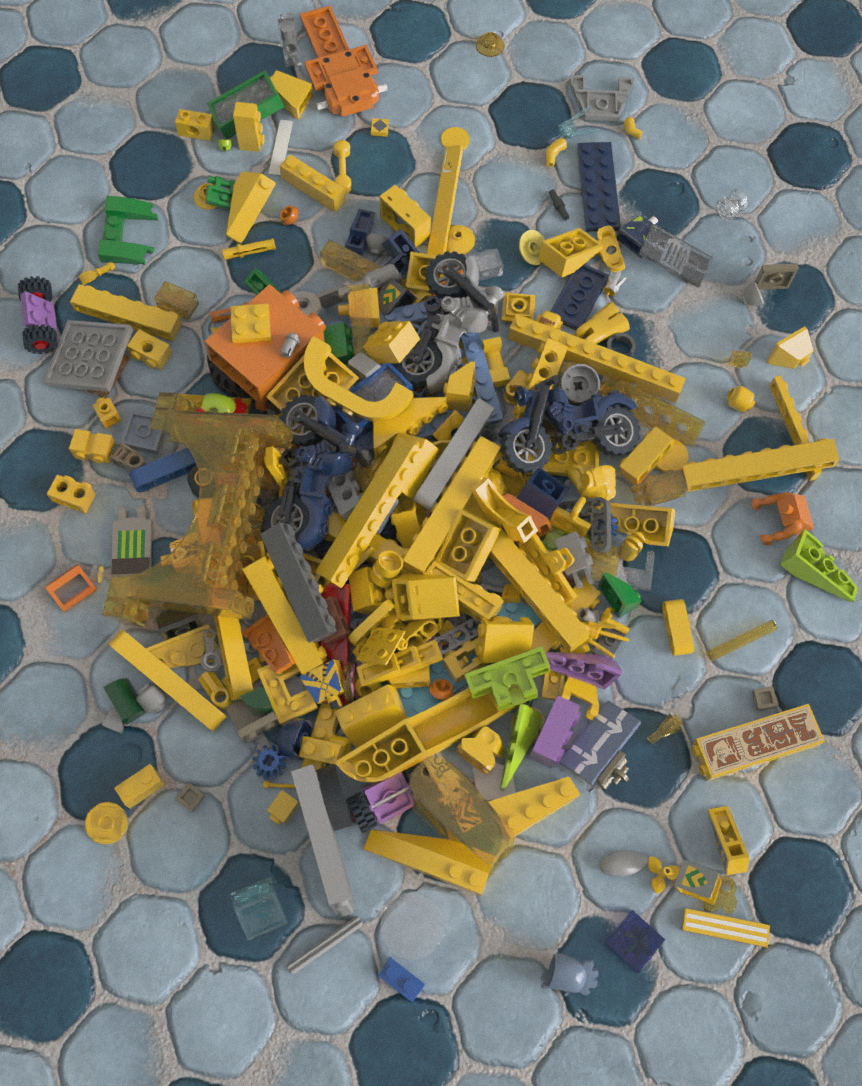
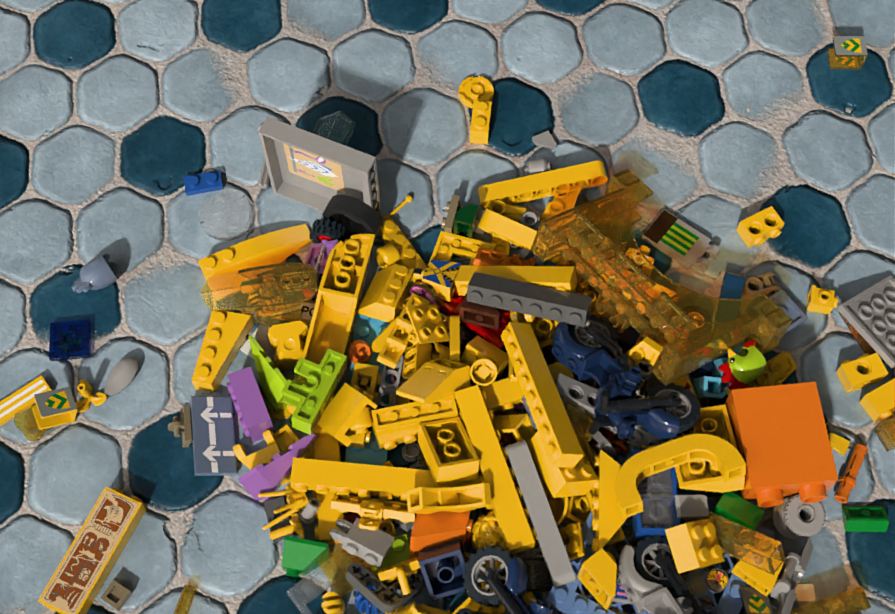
camera: 135 degrees right, 5 degrees down
(64, 578) = (687, 187): orange tile -> none
(92, 446) = (795, 268): yellow brick -> none
(97, 573) = (673, 200): clear tile -> none
(124, 699) = (555, 151): dark green brick -> none
(190, 797) = (445, 148): dark tan tile -> none
(250, 323) = (804, 429): yellow plate -> none
(262, 760) = (421, 208): blue gear -> none
(282, 808) = (385, 194): yellow brick -> none
(289, 345) = (754, 442): light grey pin -> none
(290, 736) = (421, 233): dark blue cylinder -> none
(320, 750) = (394, 239): yellow plate -> none
(668, 726) = (172, 501): clear yellow cone -> none
(678, 627) = (235, 582): yellow beam -> none
(728, 841) = (58, 462): yellow slope -> none

